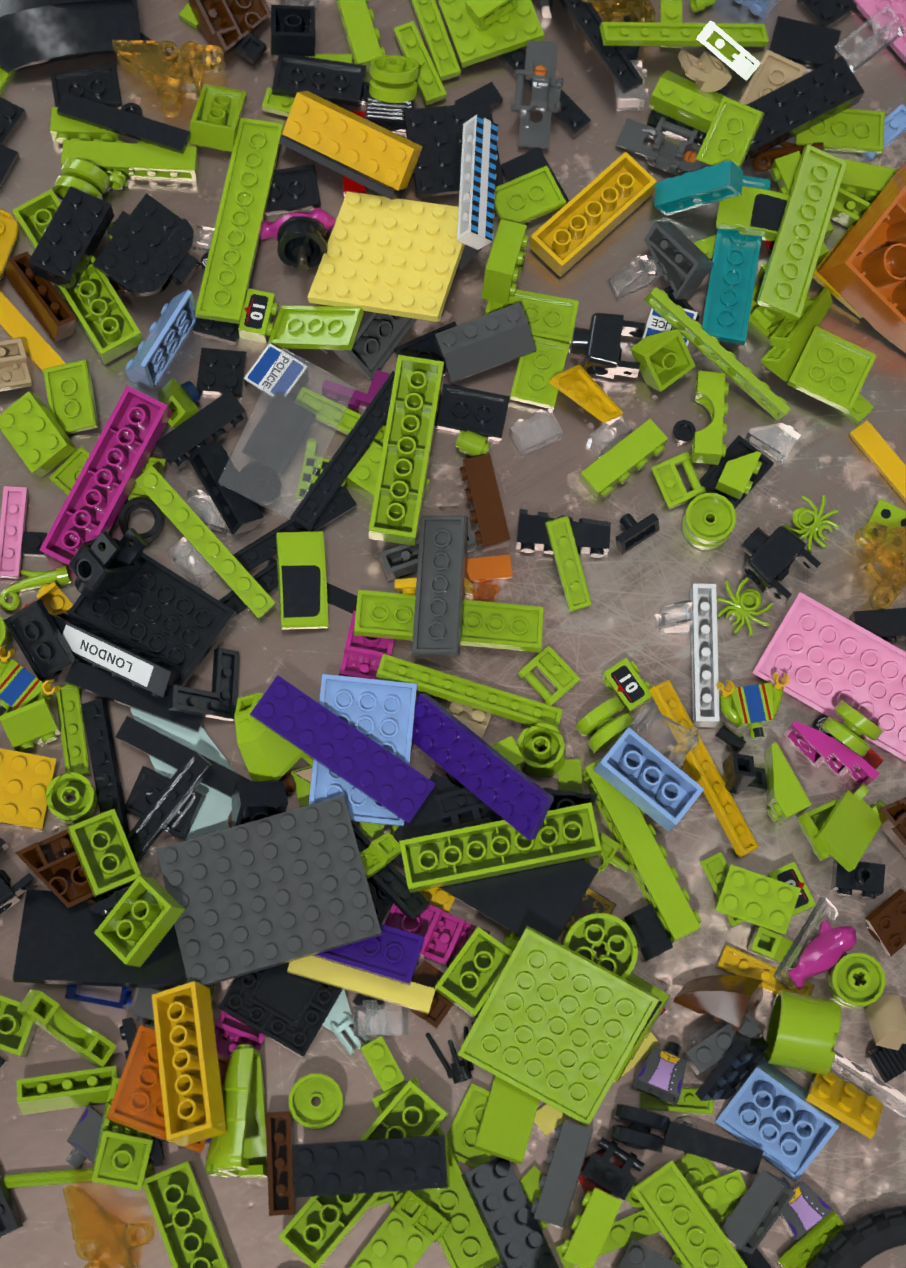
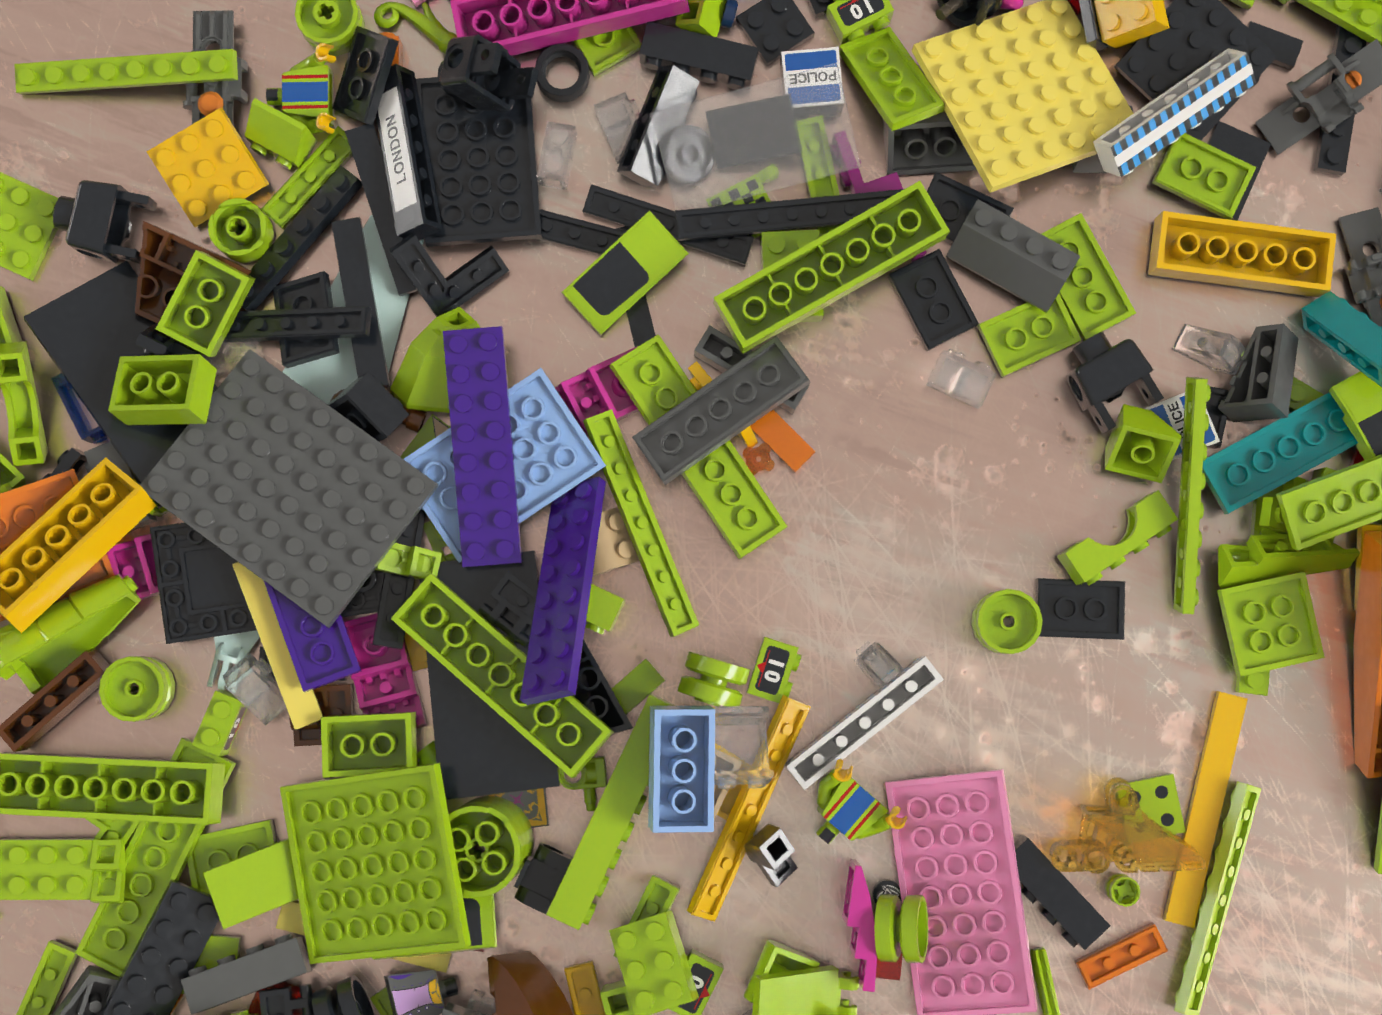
camera: 55 degrees right, 10 degrees up
(53, 598) = (420, 55): yellow bracket -> none
(205, 542) = (587, 150): lime plate -> none
(371, 1166) = (102, 791): black brick -> none
(459, 1069) = (270, 795): black plant -> none
(472, 443) = (899, 326): lime brick -> none
(485, 502) = (848, 387): reddish brown brick -> none
(504, 262) = (1114, 207): lime brick -> none
(537, 738) = (649, 624): lime brick -> none
(554, 670) = (732, 586): lime plate -> none
(568, 563) = (849, 516): lime tile -> none
(587, 393) = (1043, 397): yellow wing -> none
(590, 535) = (875, 488): black wedge -> none
(608, 436) = (1017, 456): clear slope -> none
(623, 459) = (1004, 487): lime brick -> none
(635, 532) = (938, 556): black tile -> none
(671, 483) = (1018, 553): lime plate -> none
(683, 431) = (1084, 524): black tile -> none
(730, 739) = (801, 812): black pin -> none
(737, 475) = (1080, 612): lime slope -> none
(743, 606) = (947, 722): lime animal -> none
(772, 558) = (1019, 714): black piece -> none
(774, 439) = (1148, 622): clear slope -> none
(784, 793) = (784, 906): lime slope -> none
(812, 523) = (1090, 724): lime animal -> none

